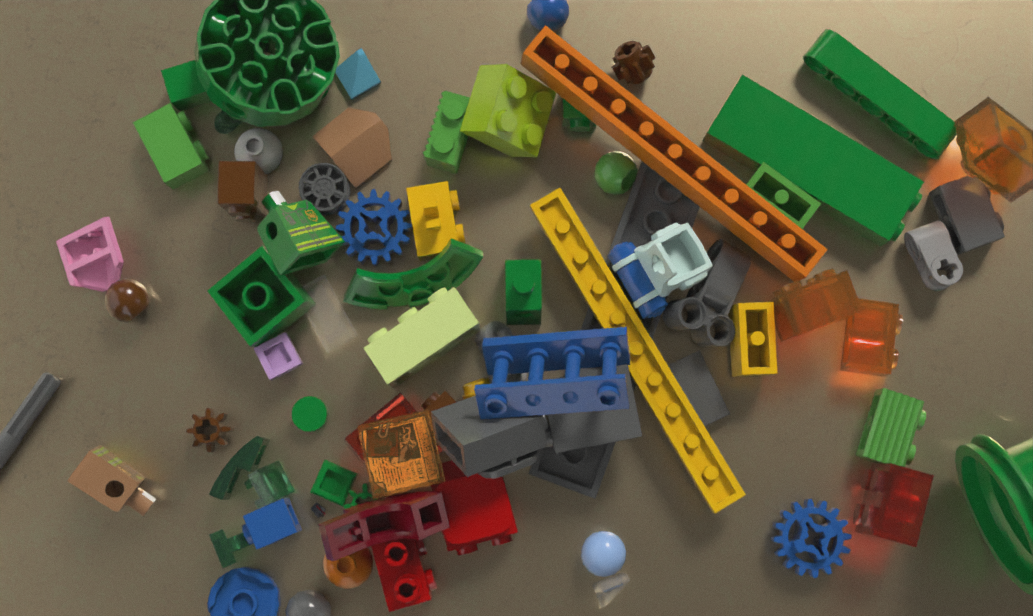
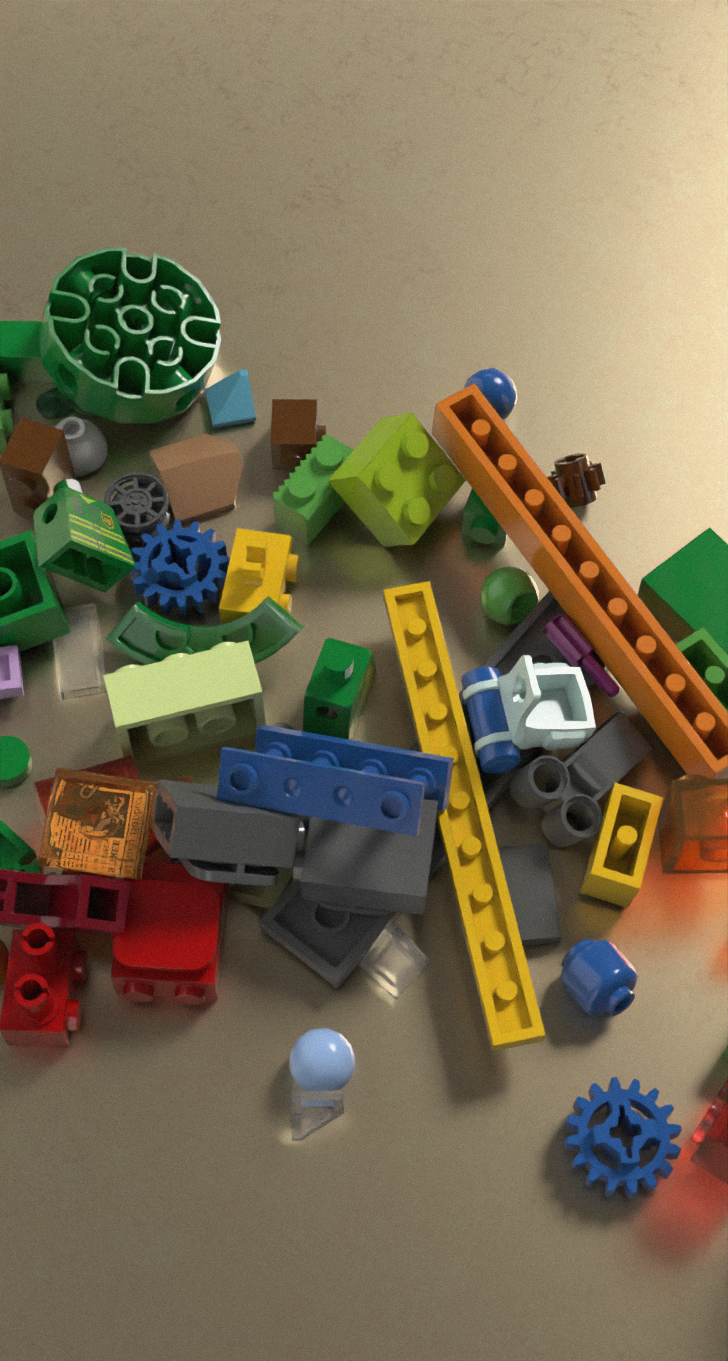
camera: 20 degrees right, 20 degrees down
(418, 90) = (294, 431): none -> reddish brown brick
(625, 467) = (394, 961): none -> clear slope
(679, 204) = (578, 651): none -> magenta axle
(764, 435) = (598, 977): none -> blue head

